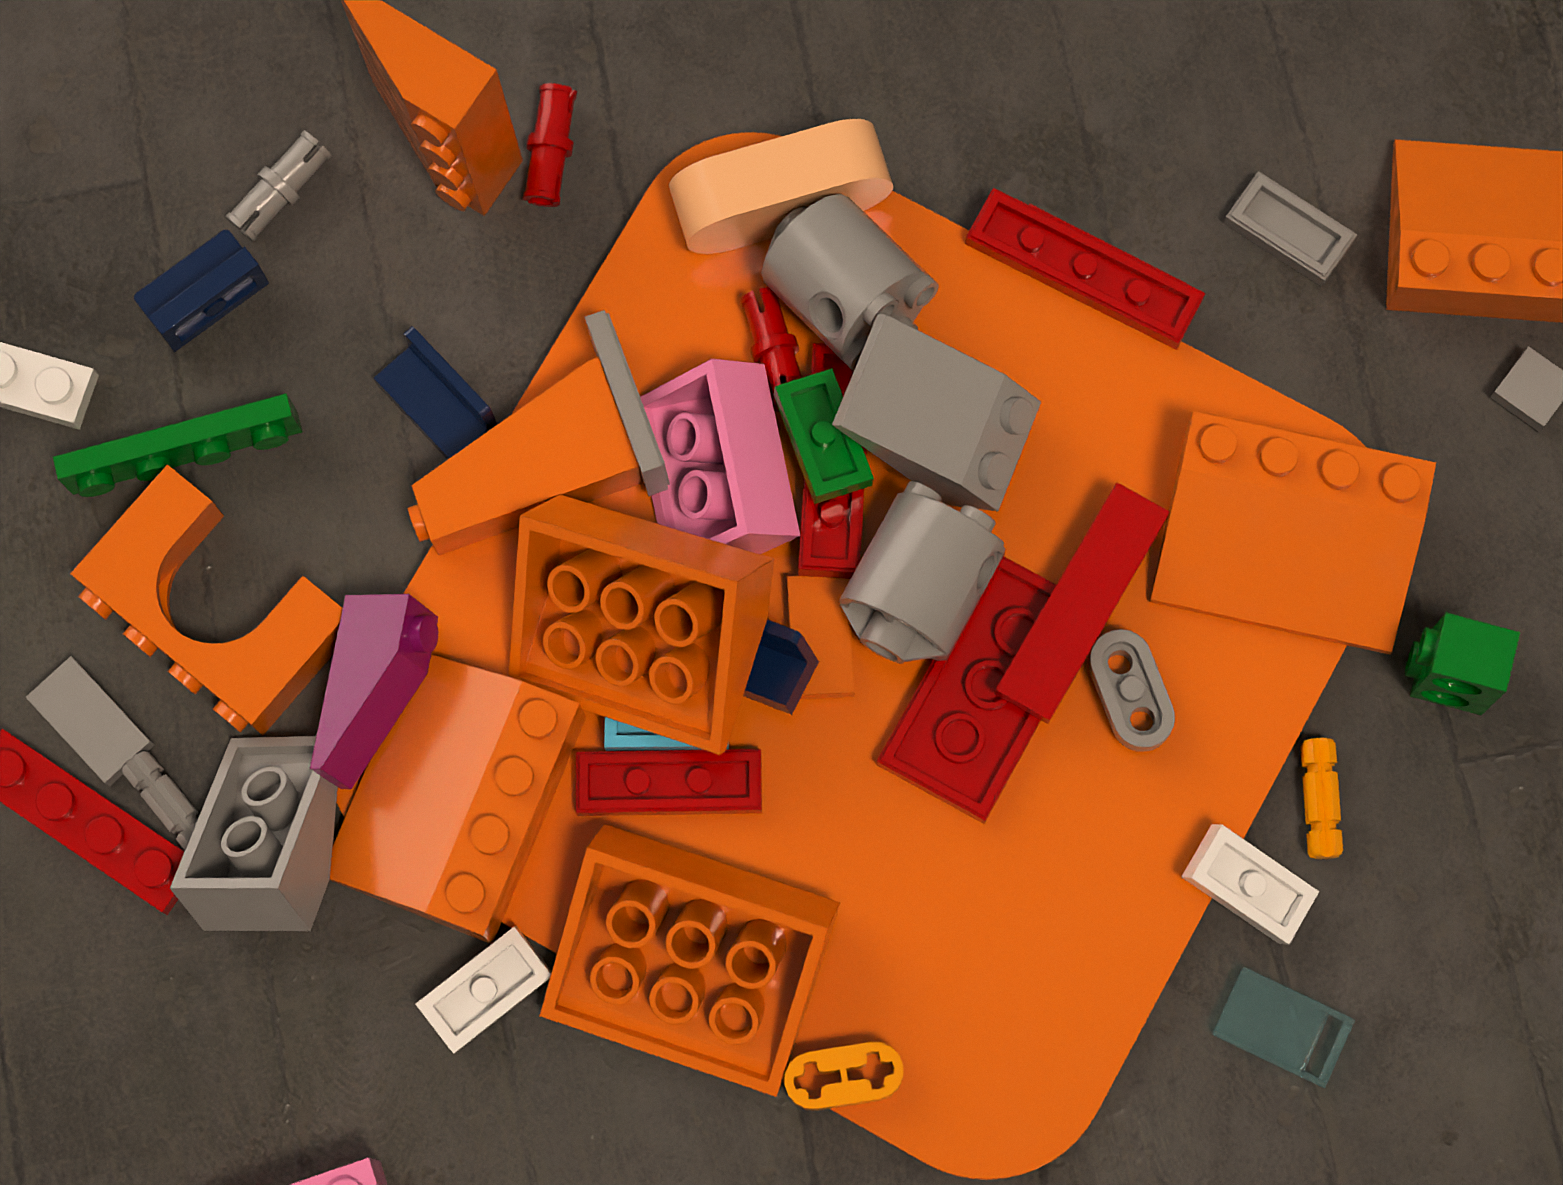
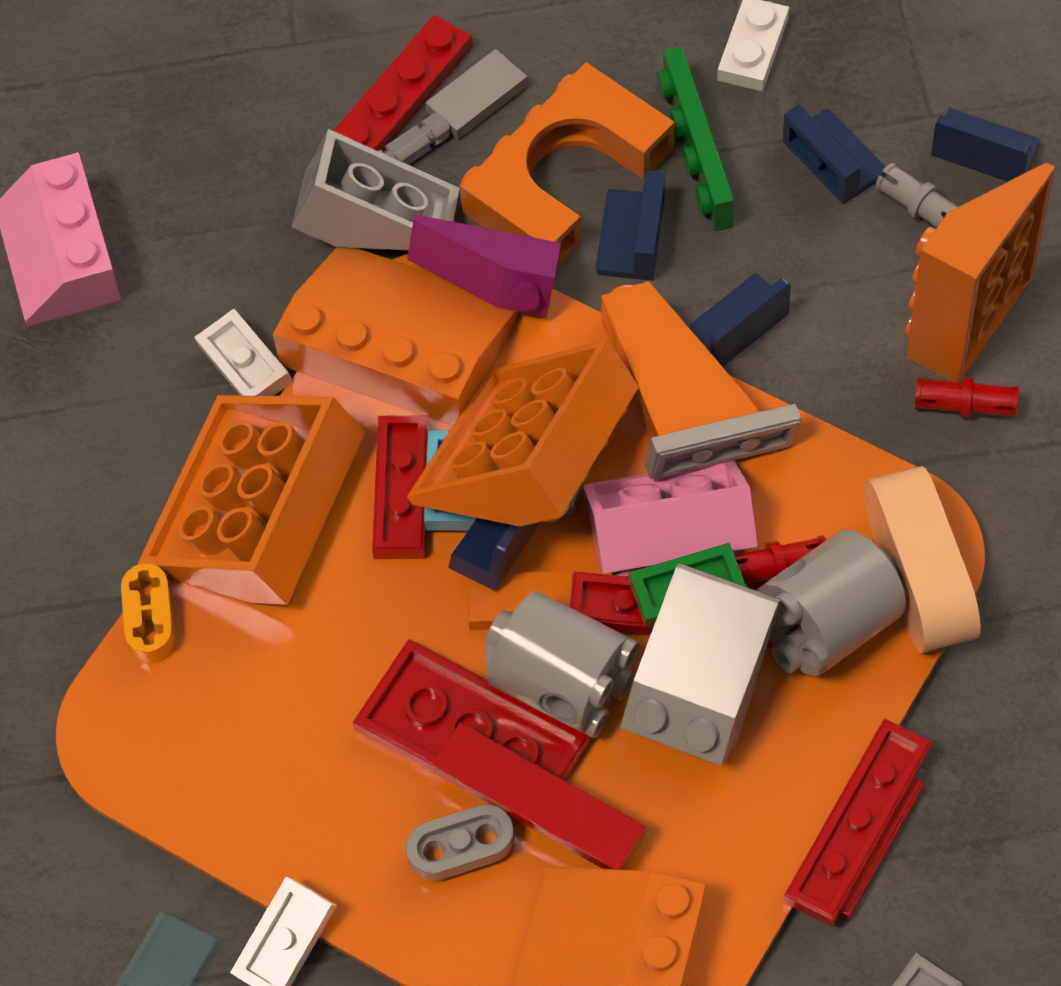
camera: 90 degrees right, 15 degrees down
(200, 115) = (983, 145): none -> dark blue panel
(303, 522) = (632, 230): none -> dark blue panel

